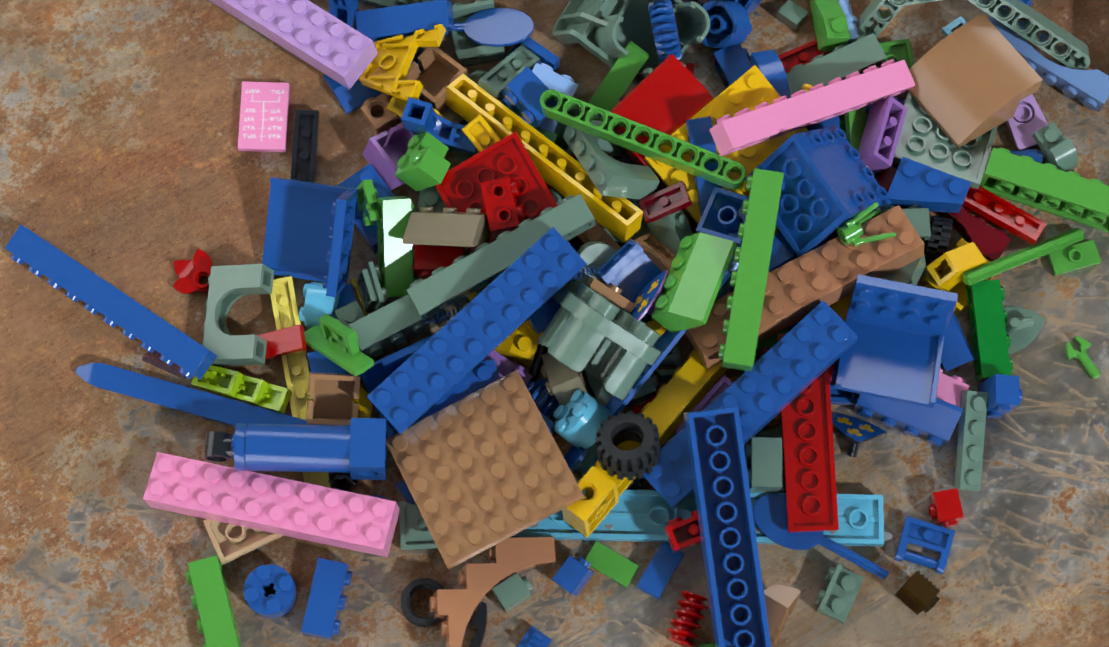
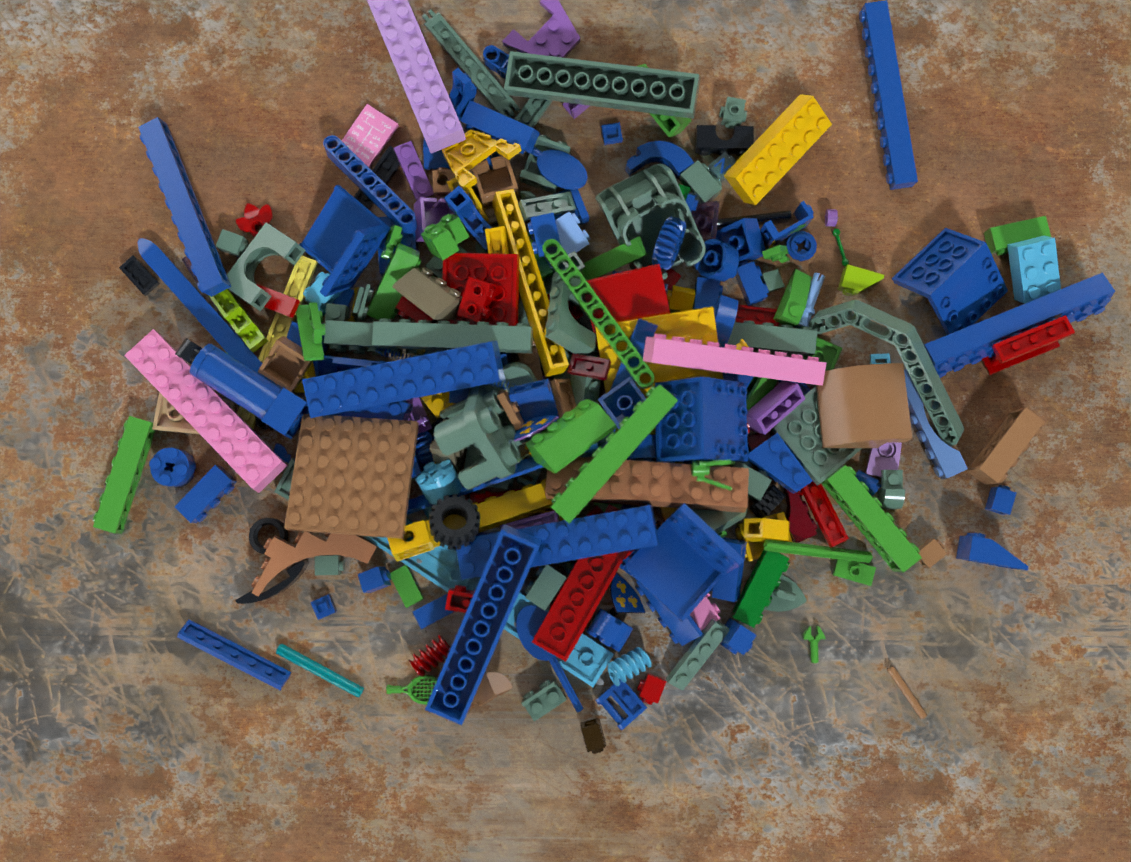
camera: 35 degrees right, 10 degrees up
(100, 408) = (139, 275): none -> black plate
(186, 312) = (232, 243): none -> sand green brick
(293, 153) = (372, 191): none -> blue beam
(338, 121) = (413, 170): none -> medium lavender plate
(713, 81) = (681, 298): none -> yellow brick
(772, 28) = (750, 283): none -> blue brick
(862, 470) = (609, 630): none -> blue brick
(906, 497) = (627, 664): none -> medium azure piece

